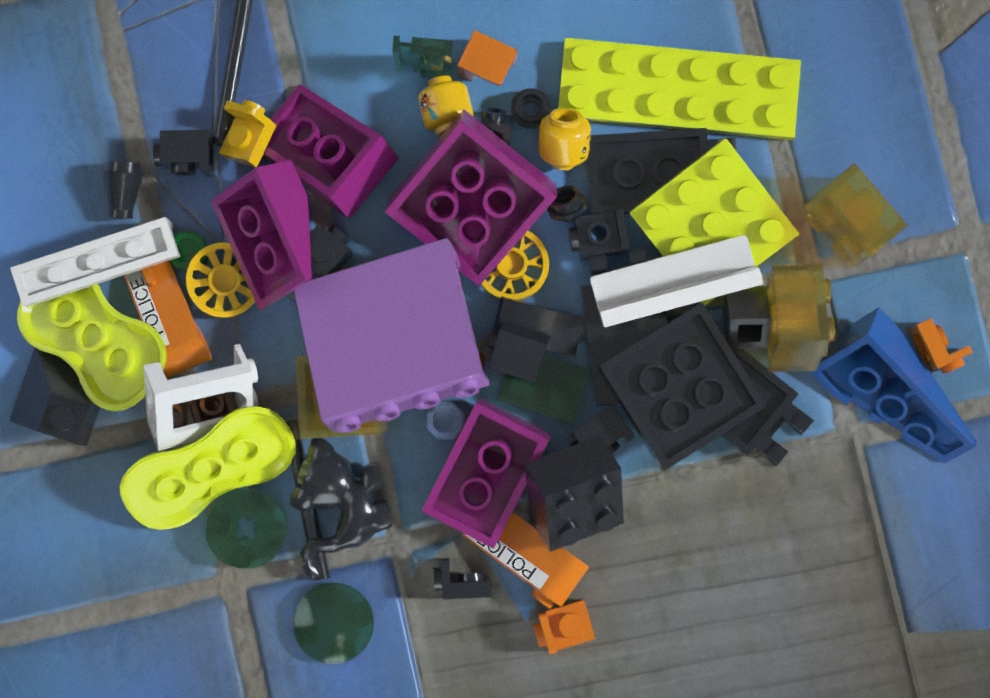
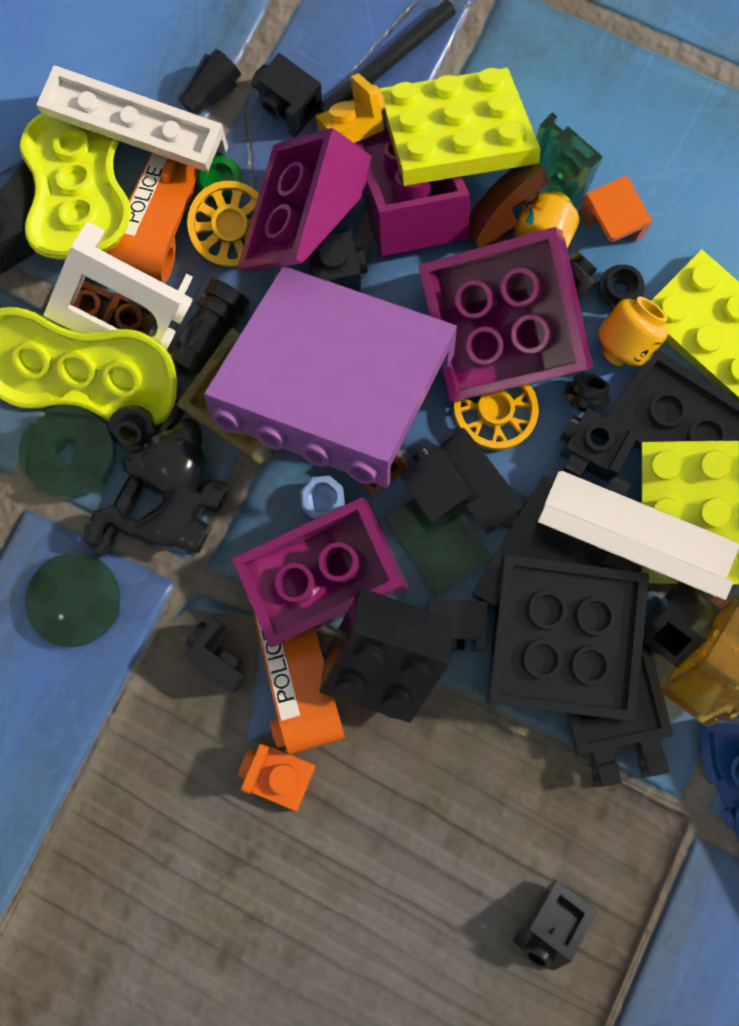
camera: 40 degrees right, 5 degrees down
(271, 365) = (208, 326): none -> black axle
(273, 469) = (136, 417): none -> black plate
(328, 84) = (458, 126): none -> neon yellow plate
(403, 101) = (493, 213): none -> reddish brown slope
(817, 577) = (555, 928): none -> black bracket

